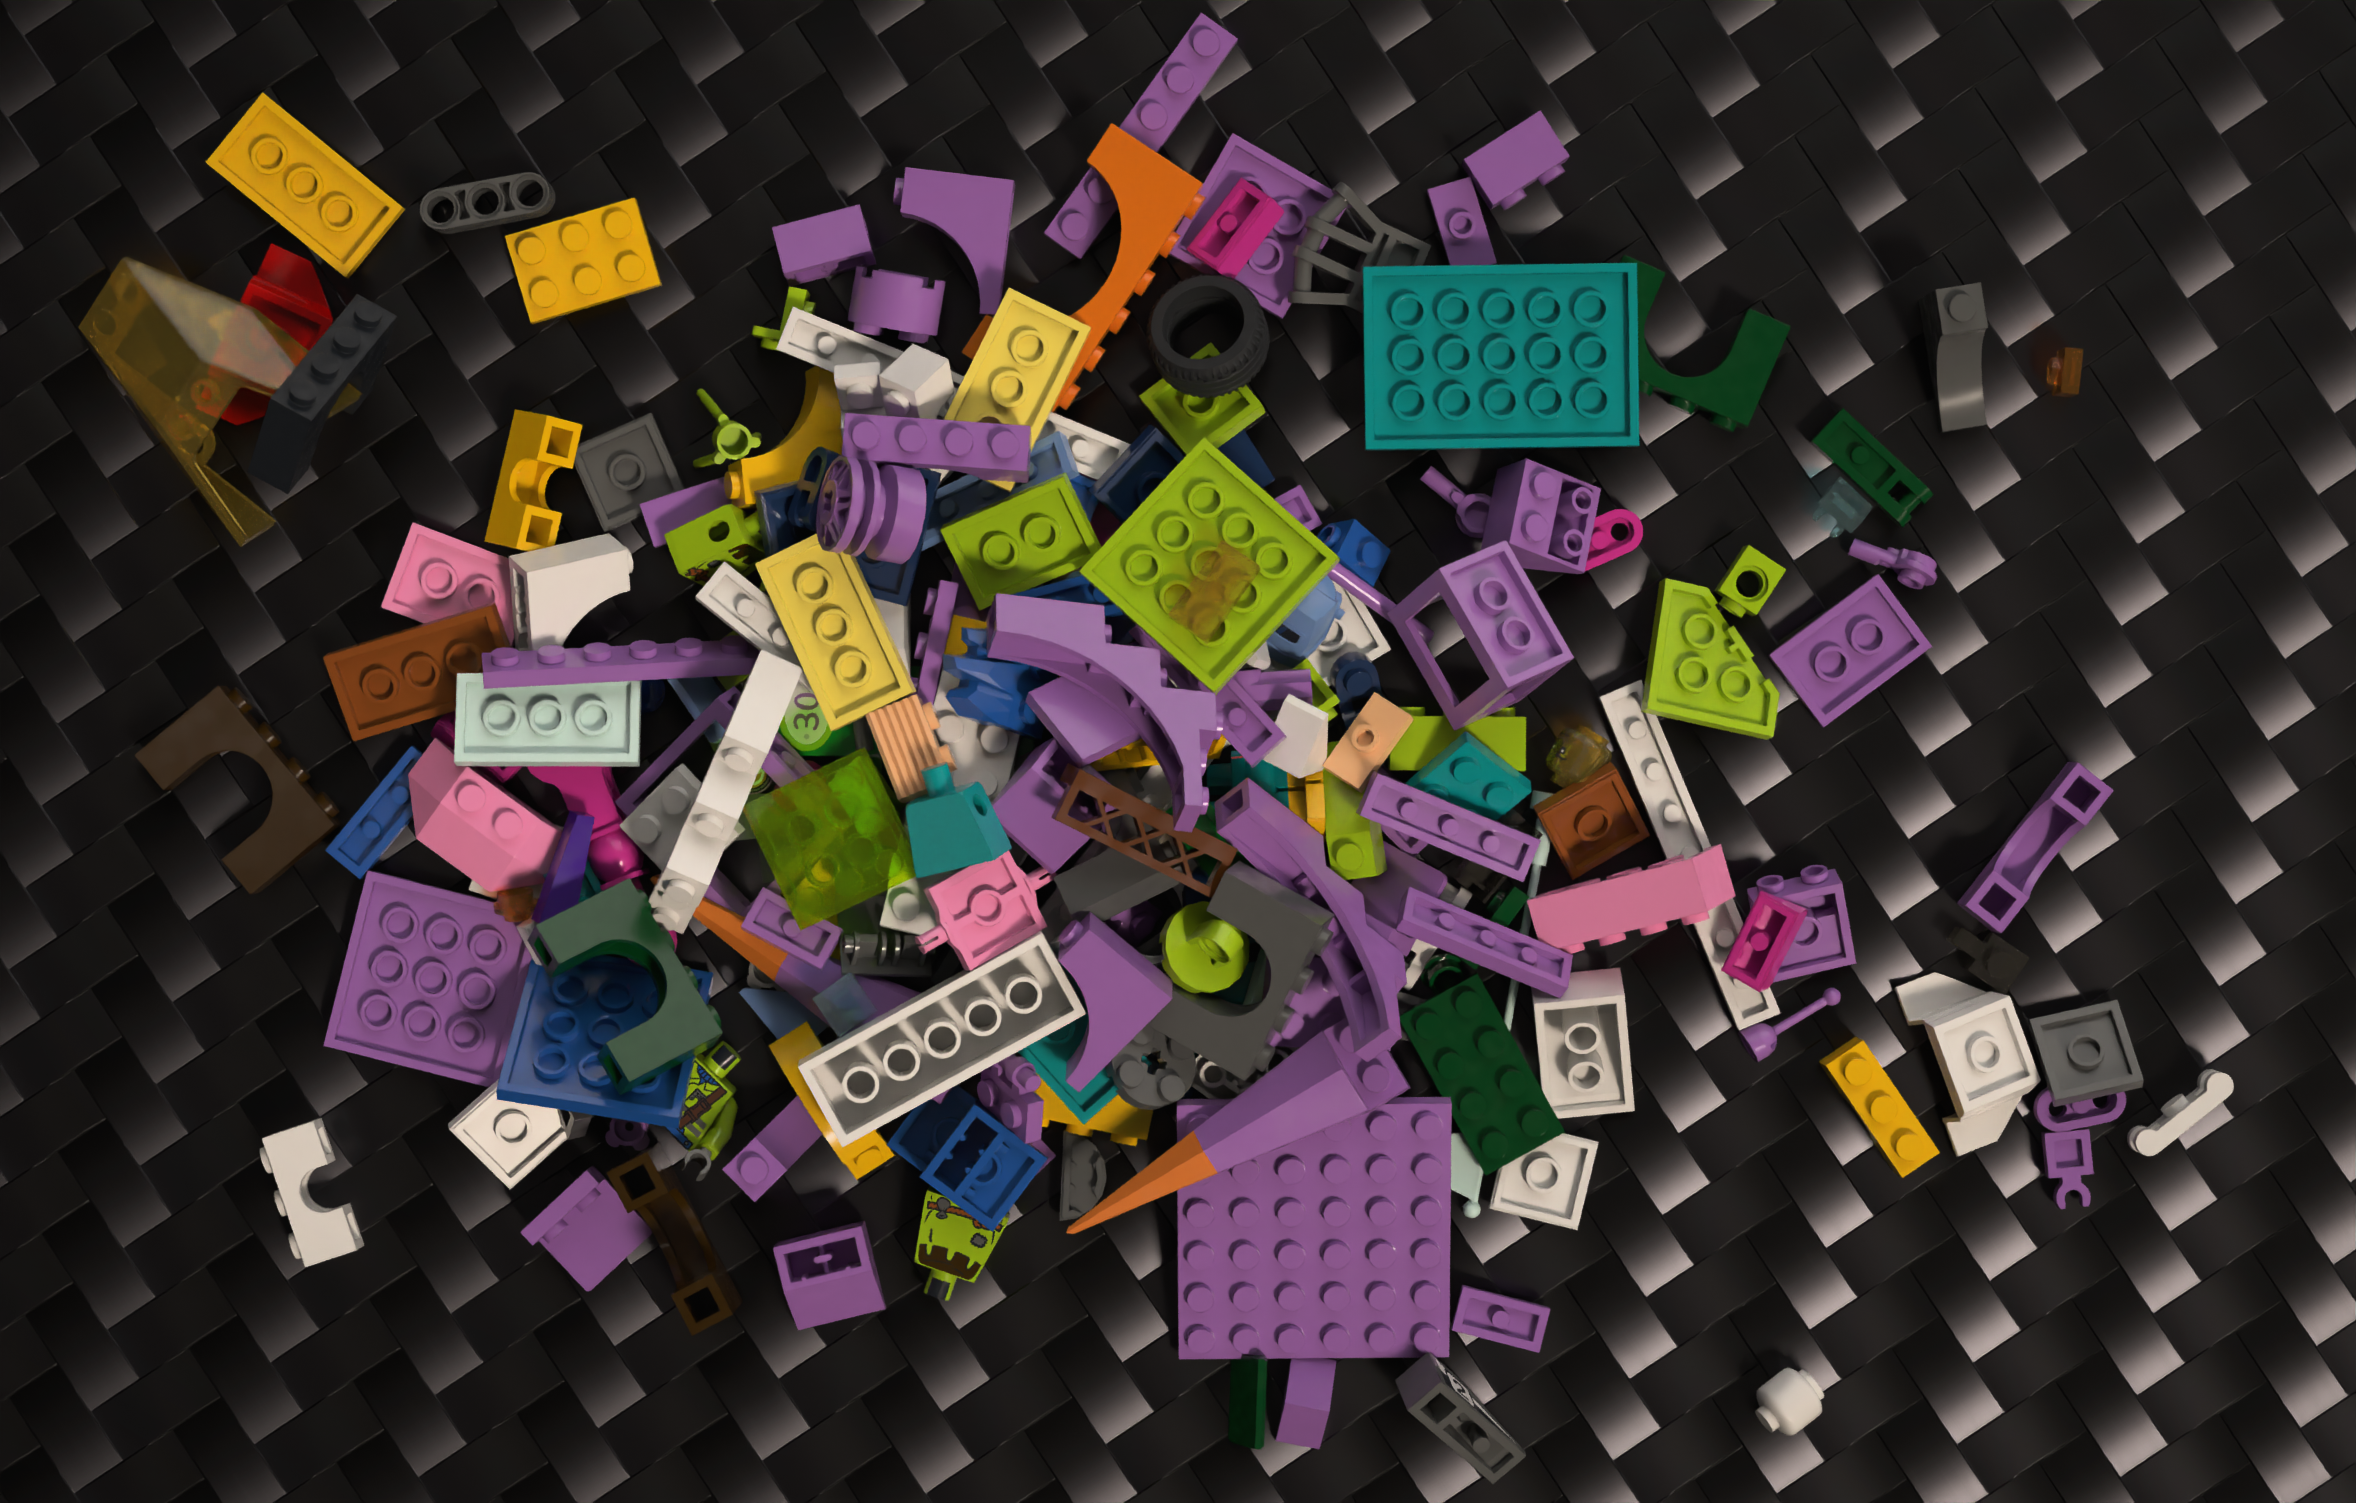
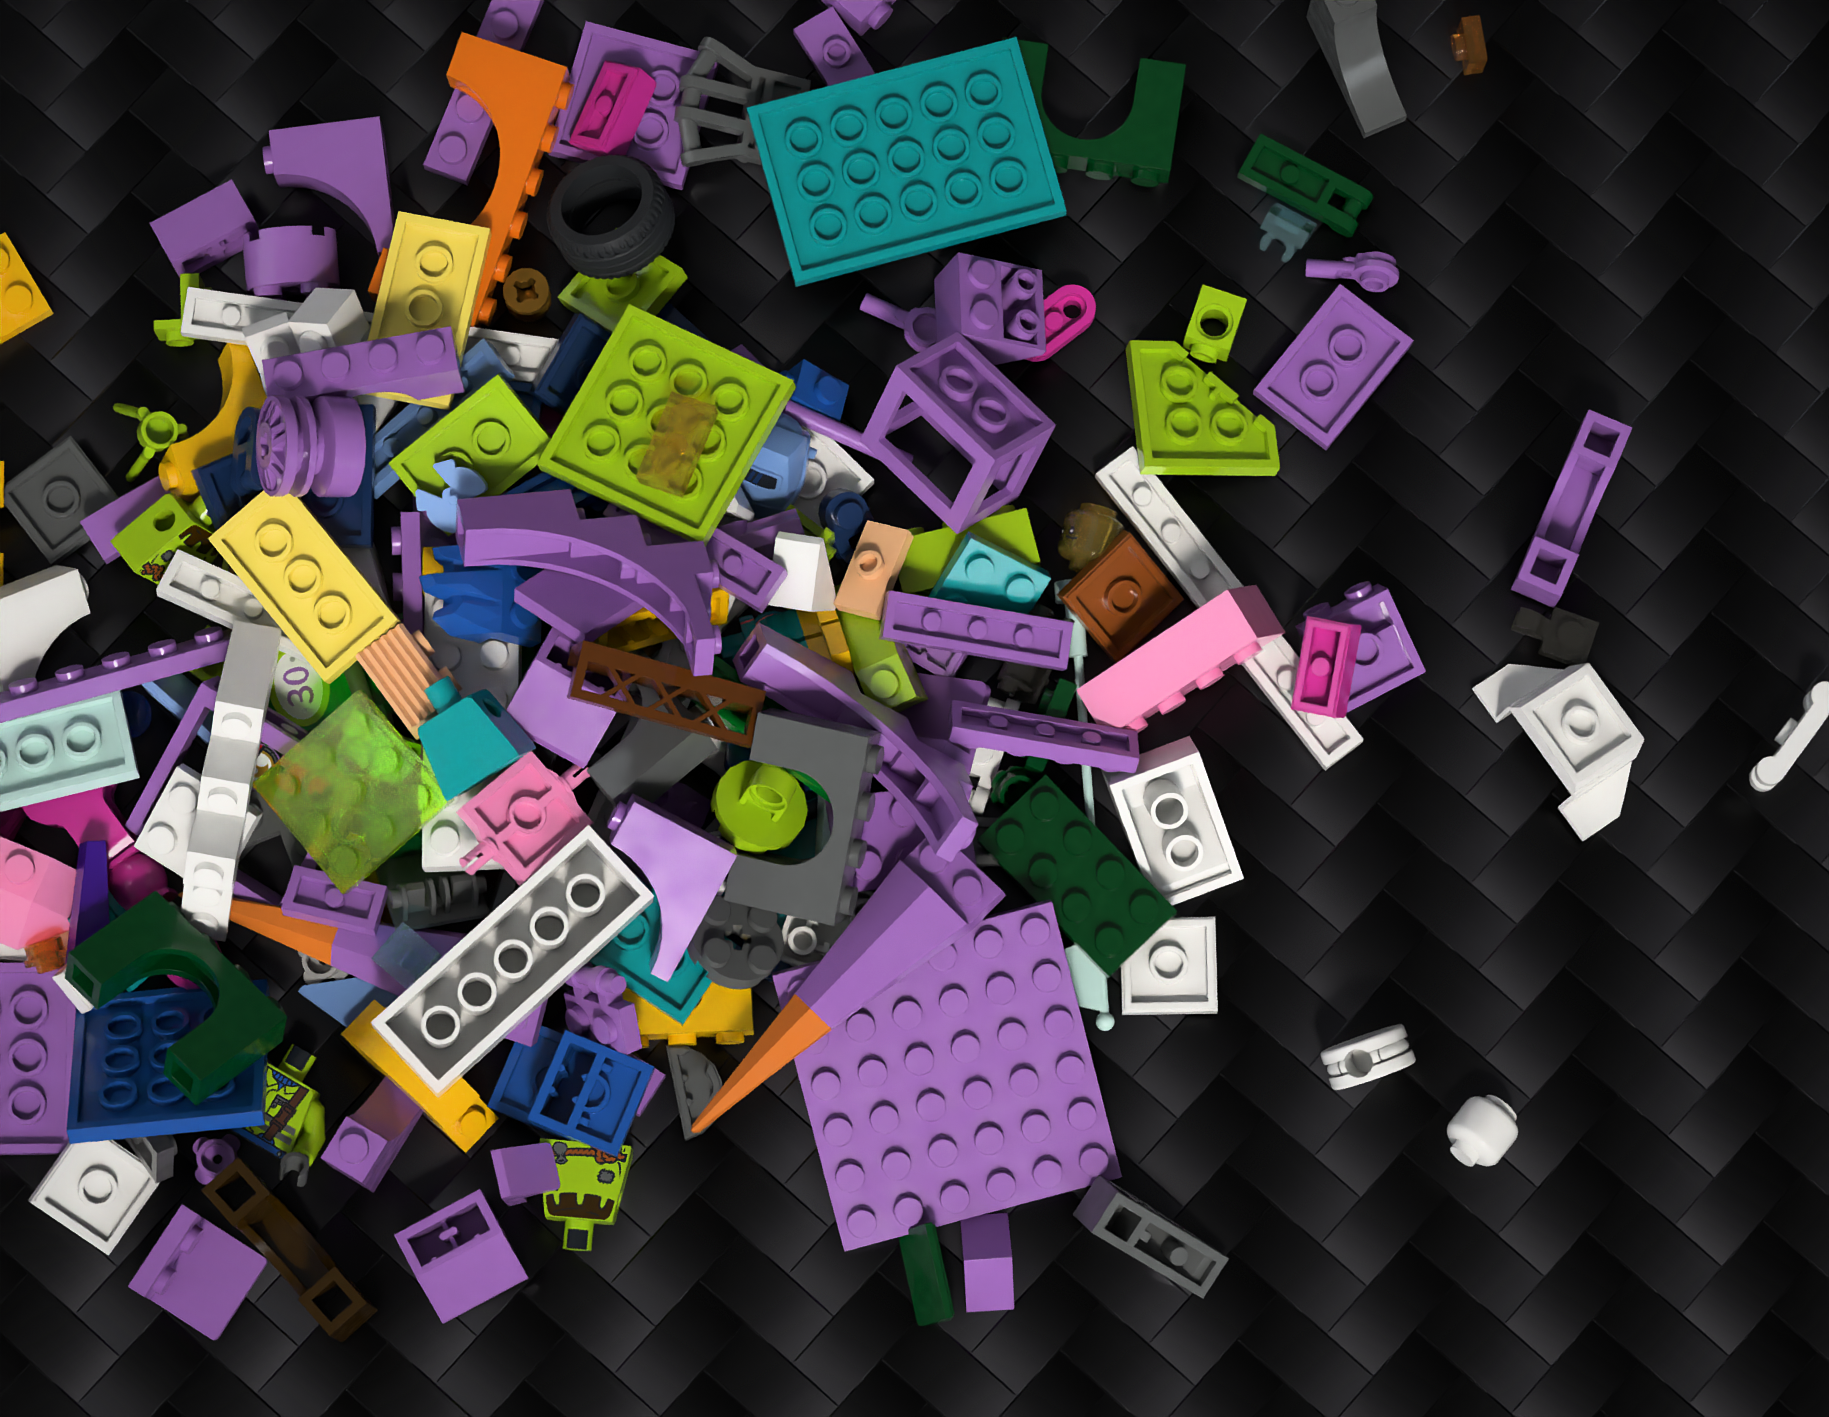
camera: 15 degrees left, 10 degrees down
(906, 1219) = (525, 1171): none -> medium lavender slope
(1004, 571) = (463, 484): none -> light blue piece
(1110, 396) = (530, 303): none -> pearl gold wheel
(1500, 1318) = (1164, 1124): medium lavender plate -> none
(1703, 1310) = (1368, 1057): none -> white head
(1761, 1038) = (1351, 772): medium lavender hinge -> none
(1879, 1106) = (1475, 792): yellow arch -> none
(2068, 1157) = (1695, 812): medium lavender plate -> none
(2077, 1114) = (1689, 755): medium lavender plate -> none
(2085, 1053) = (1681, 700): dark grey plate -> none

